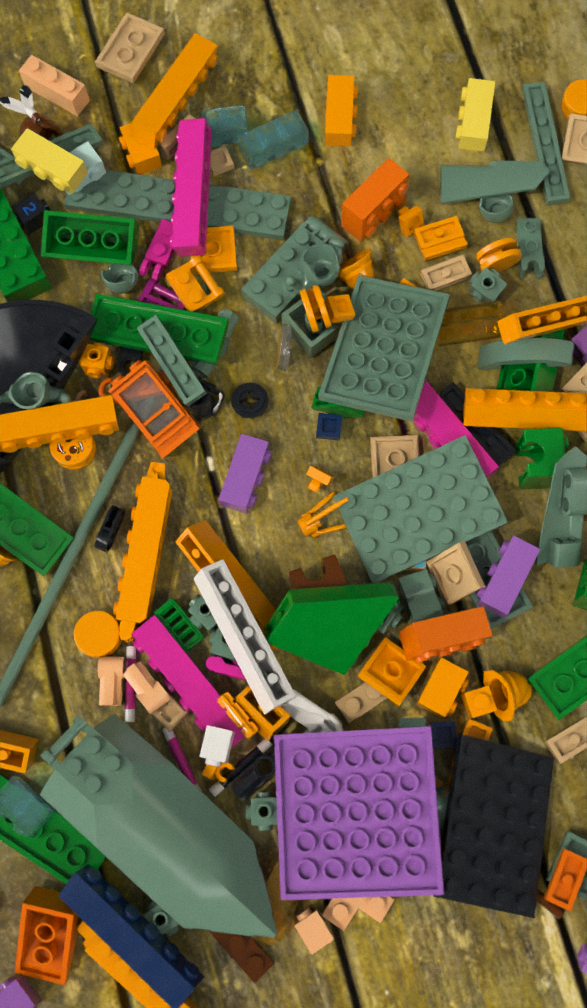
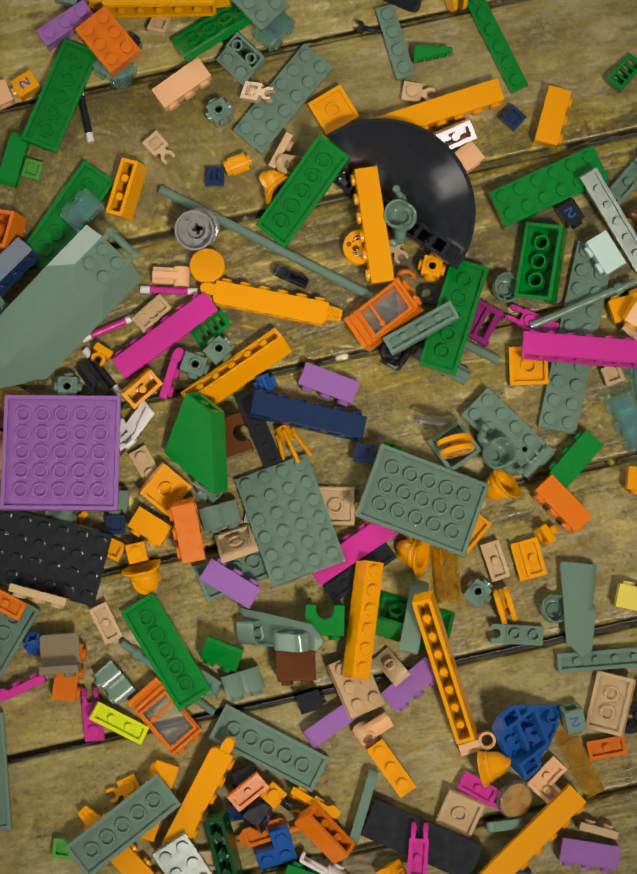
camera: 90 degrees right, 10 degrees up
(49, 161) = (602, 230): light yellow brick -> none
(59, 657) = (186, 228): none -> light grey wheel
(121, 158) = (617, 289): none -> sand green bar
(149, 691) = (160, 304): light nougat piece -> none
(189, 289) = (488, 345): light orange plate -> none
(216, 745) = (115, 353): white brick -> none
(237, 715) = (138, 370): light orange axle -> none
(244, 636) = (192, 376): white brick -> none
(248, 551) = (265, 382): none -> blue gear
(257, 393) = (398, 384): black gear -> none
(286, 496) = (307, 416): none -> dark blue brick
(306, 556) = (260, 433): none -> black plate
(317, 192) = (575, 458): none -> green brick
(319, 477) = (322, 443): light orange tile -> none
(339, 308) = (455, 465): light orange tile -> none
(447, 366) = (413, 554): none -> light orange piece
(554, 832) = (38, 596): none -> tan plate

